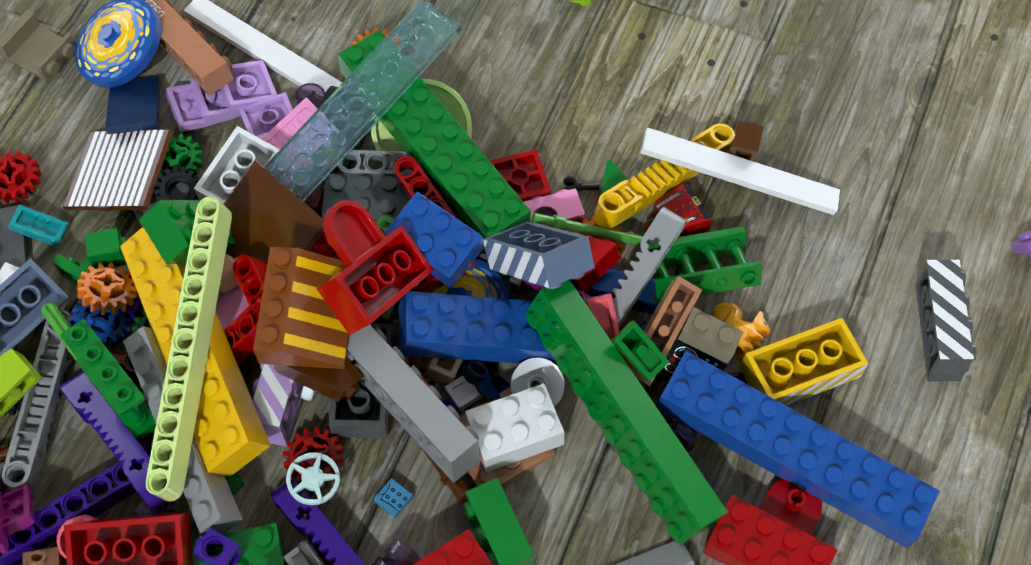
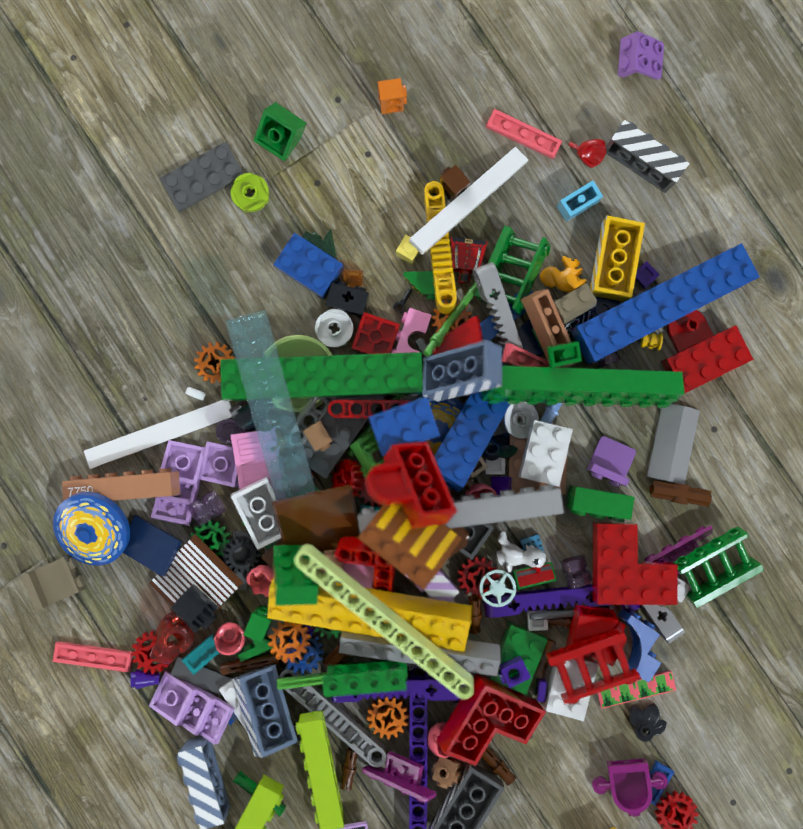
camera: 60 degrees left, 25 degrees up
(41, 261) = (251, 663): none -> reddish brown pin
(57, 174) = (171, 625): none -> clear red piece
(69, 238) = (229, 638): none -> coral hair
(71, 460) = (394, 720): none -> orange gear
(87, 175) = (195, 609): none -> black gear
(210, 130) = (208, 507): none -> clear purple wheel
(263, 478) = (476, 614): none -> reddish brown pin
(330, 53) = (195, 393): none -> white tile
(357, 520) = (528, 577): none -> slope
(364, 174) = (318, 436): none -> medium nougat brick
(366, 478) = (513, 555): none -> white animal
(504, 127) = (328, 319): none -> white plate
(539, 129) = (337, 301): none -> black brick
(546, 74) = (308, 266): none -> blue brick
(561, 522) = (611, 461): none -> medium lavender bracket
(567, 123) = (353, 277): none -> clear orange slope
(573, 415) = (550, 413): none -> light blue axle
(583, 76) = (326, 245): none -> clear green slope
(635, 160) = (407, 251): none -> light yellow brick
(743, 473) = (652, 341): none -> yellow bush
(785, 37) = (392, 96): none -> orange brick
(816, 411) = (646, 274): none -> dark purple plate
(835, 286) = (579, 201): none -> medium azure brick
(861, 192) = (523, 134): none -> coral tile
(901, 267) = (591, 151): none -> red piece

